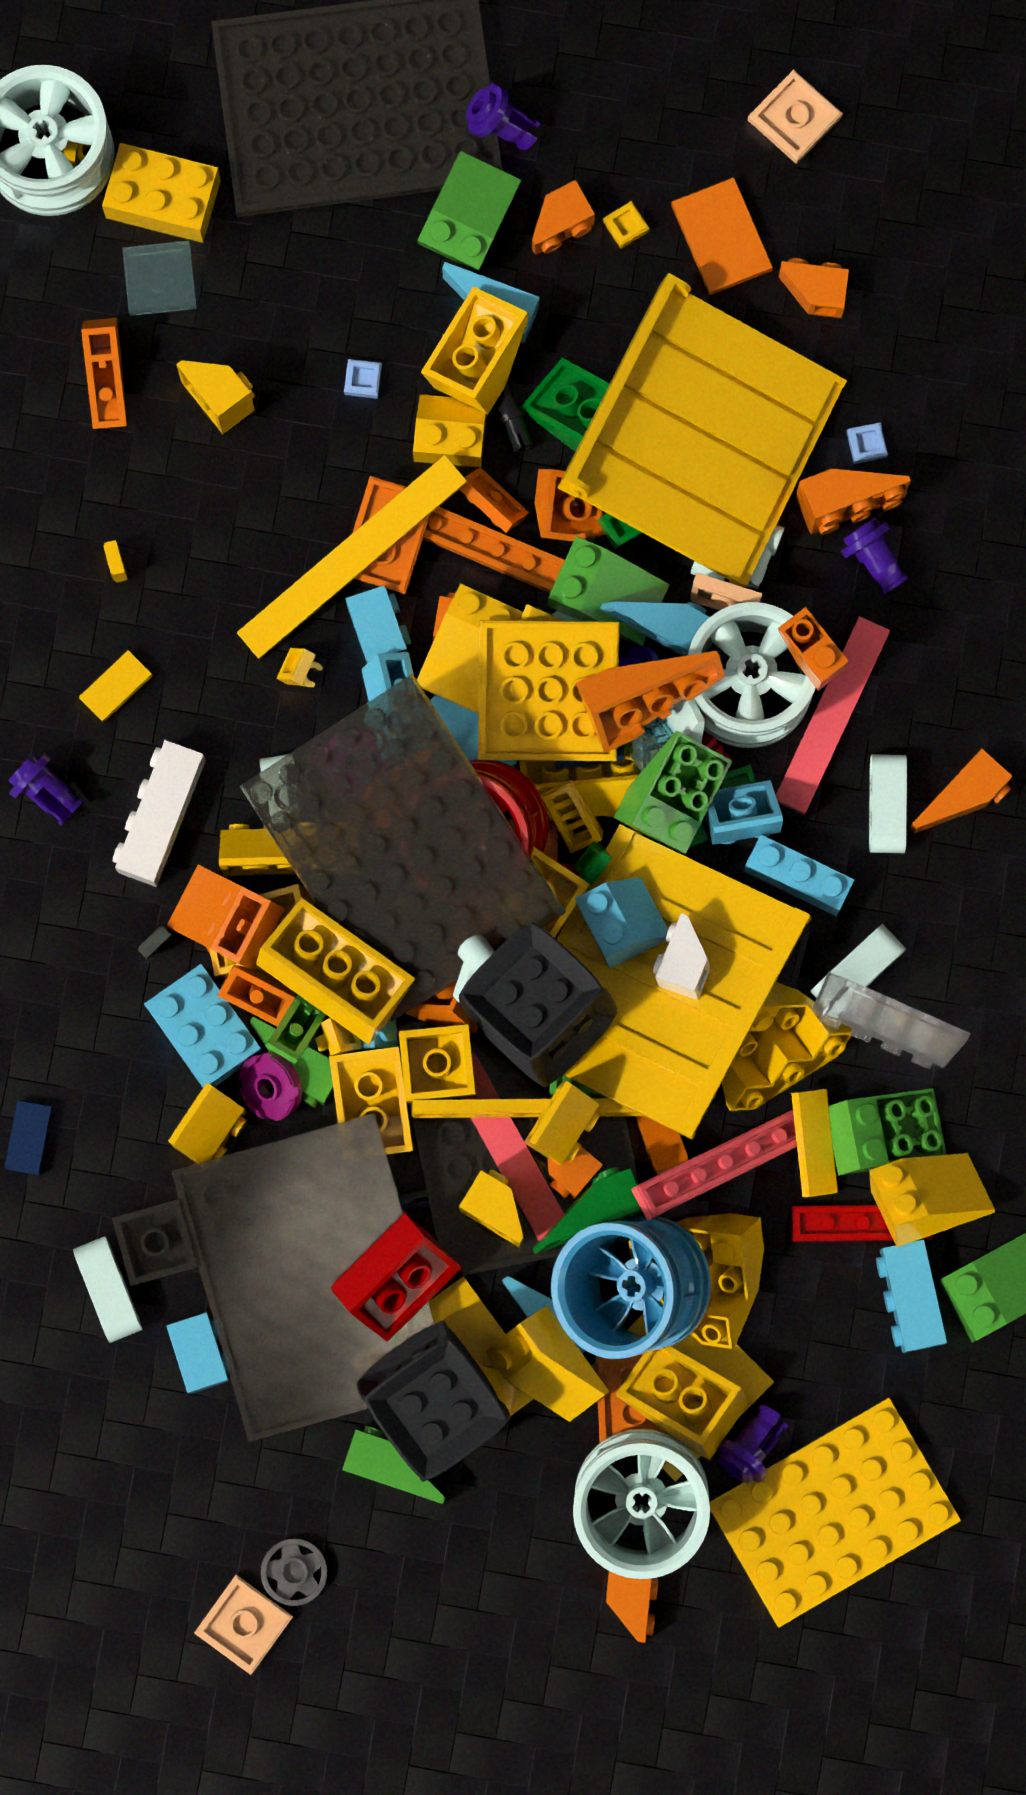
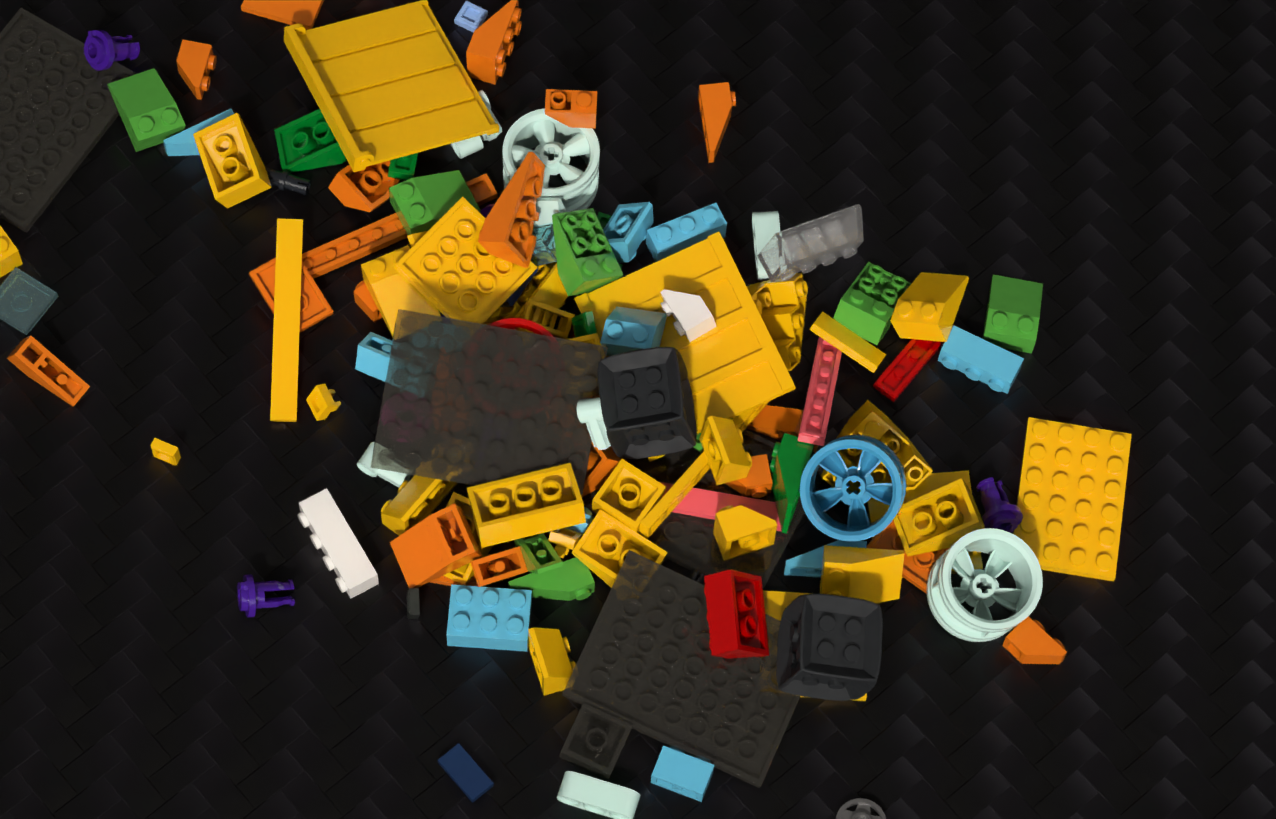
camera: 55 degrees left, 15 degrees down
(115, 686) = (238, 511): yellow tile -> none
(218, 391) = (119, 316): yellow slope -> none
(284, 1080) = (558, 591): magenta tile -> none
(362, 378) = (185, 240): light blue tile -> none
(376, 623) = (336, 340): medium azure brick -> none
(379, 1461) = (839, 718): bright green slope -> none
(448, 429) = (257, 217): yellow slope -> none
(493, 500) = (331, 224): orange plate -> none
(626, 224) = (230, 40): yellow tile -> none
(665, 623) = (480, 185): medium azure slope -> none
(720, 594) = (488, 147): light nougat tile -> none
(831, 717) = (616, 161): coral tile -> none
(872, 549) = (539, 56): dark purple piece -> none
(887, 803) = (685, 159): light aqua beam -> none

